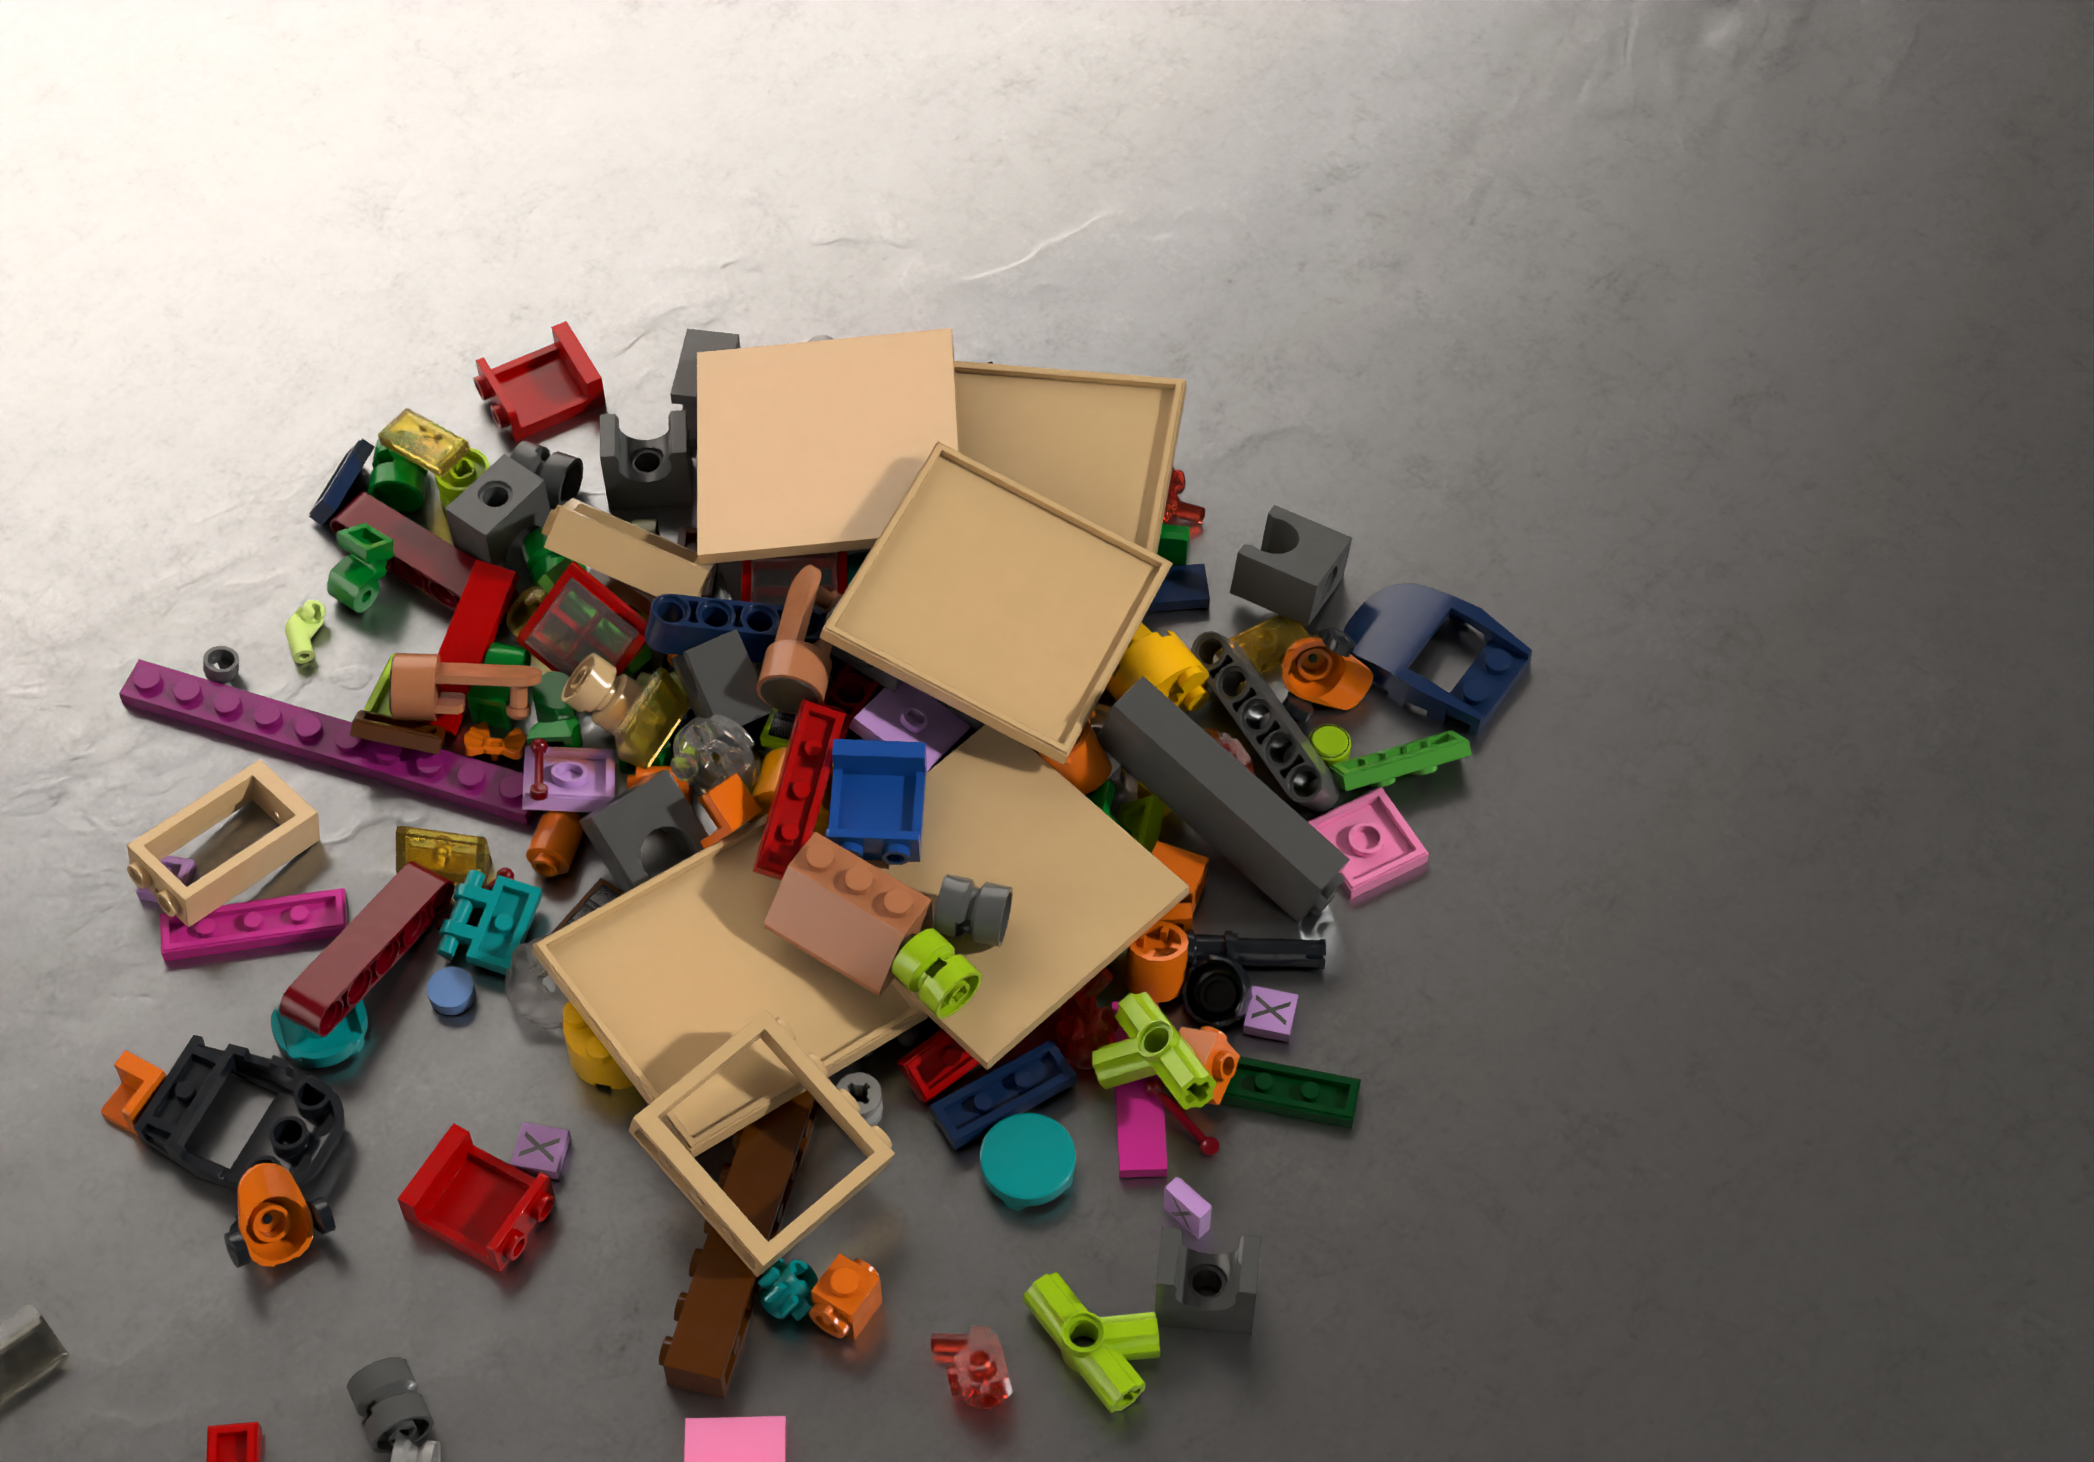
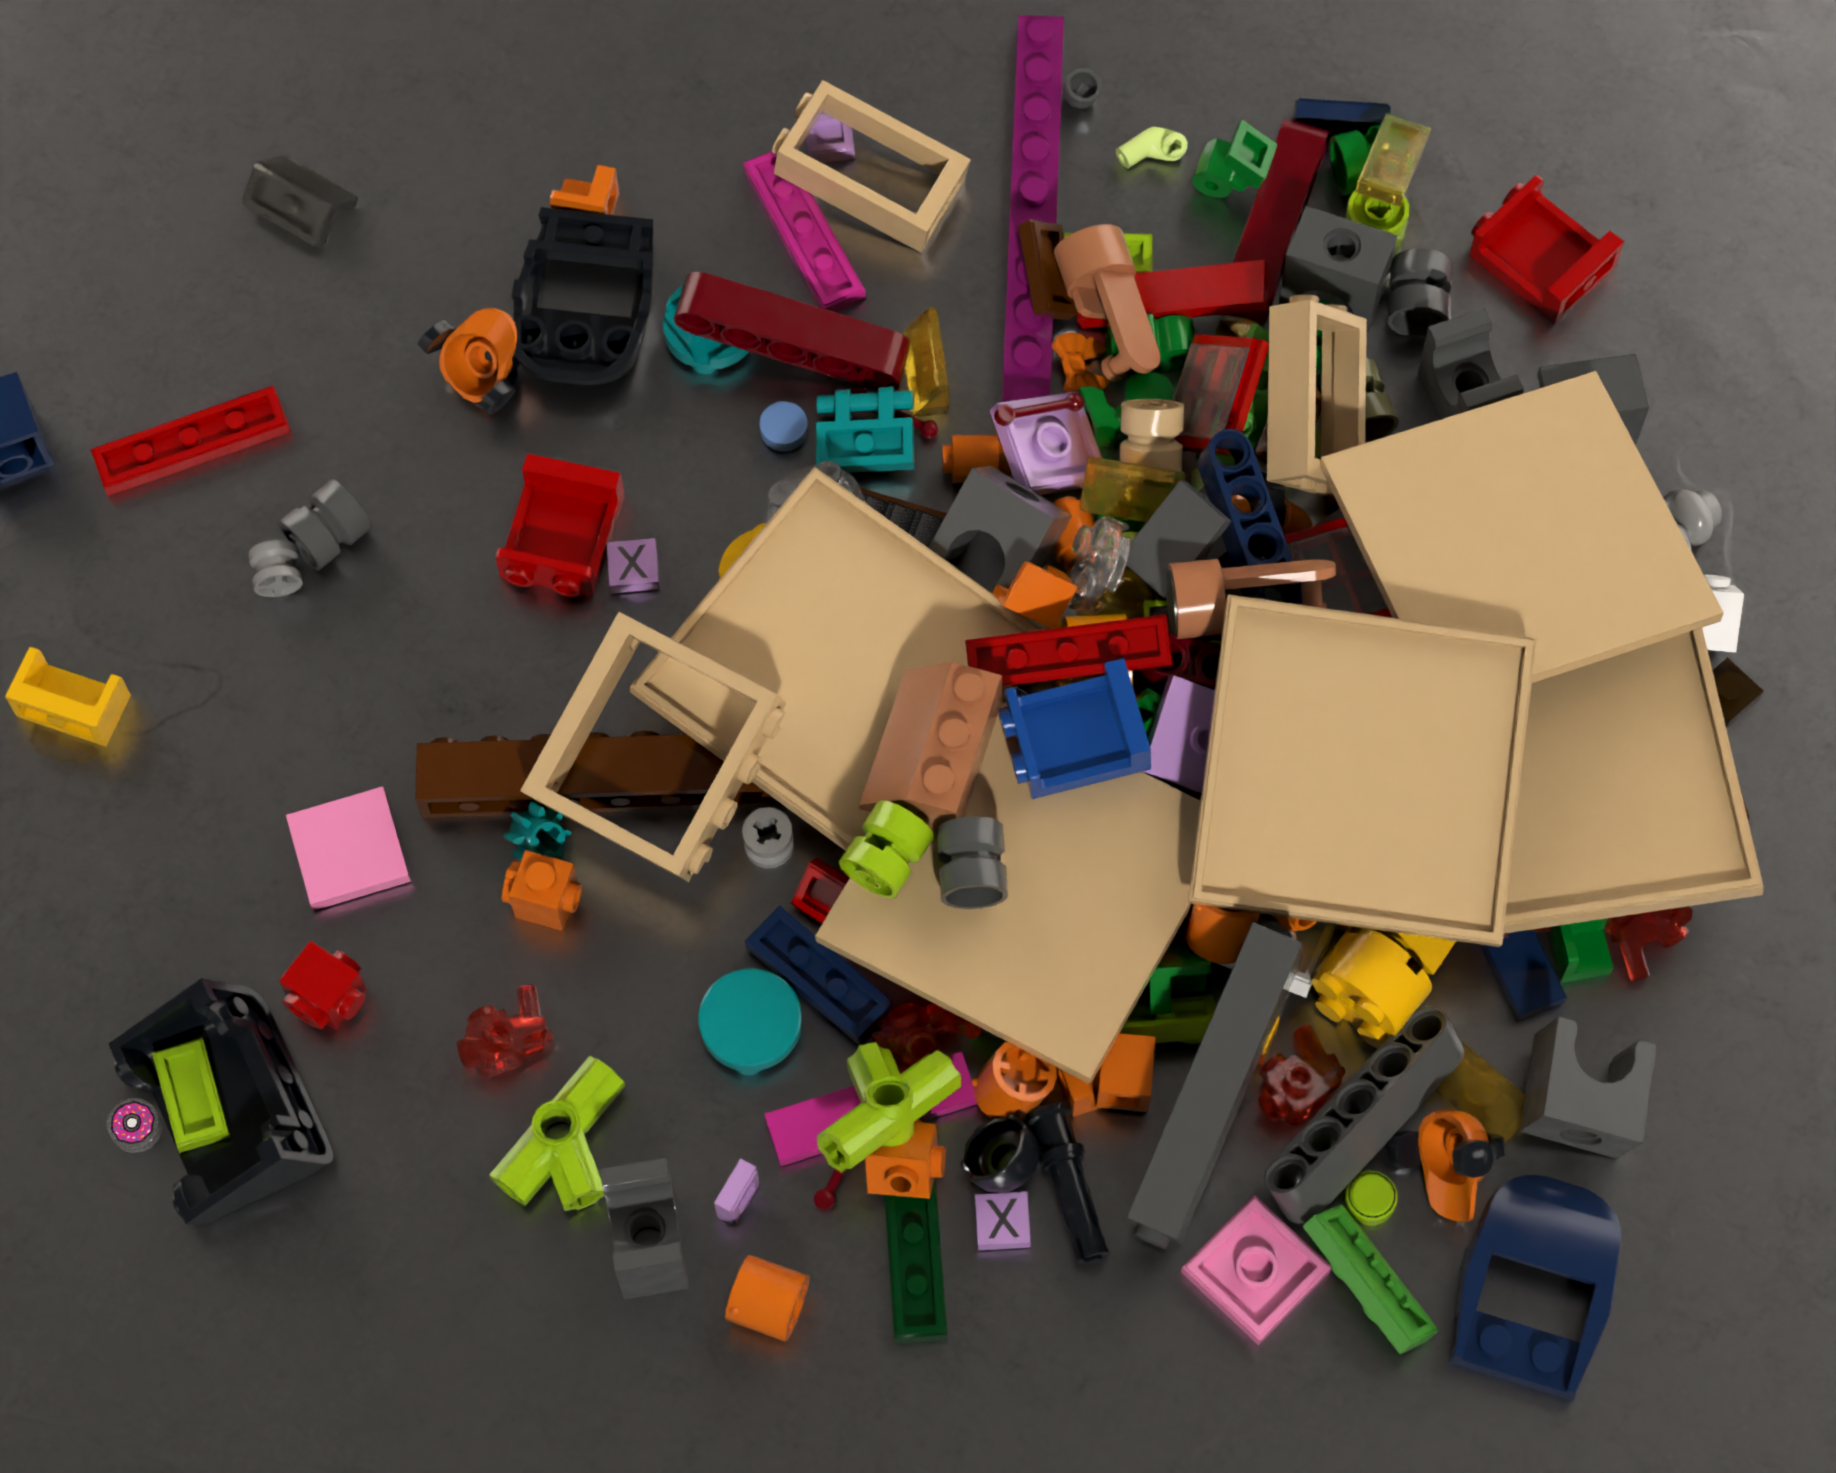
camera: 75 degrees right, 10 degrees up
(1293, 1204) = (767, 1297): none -> orange piece

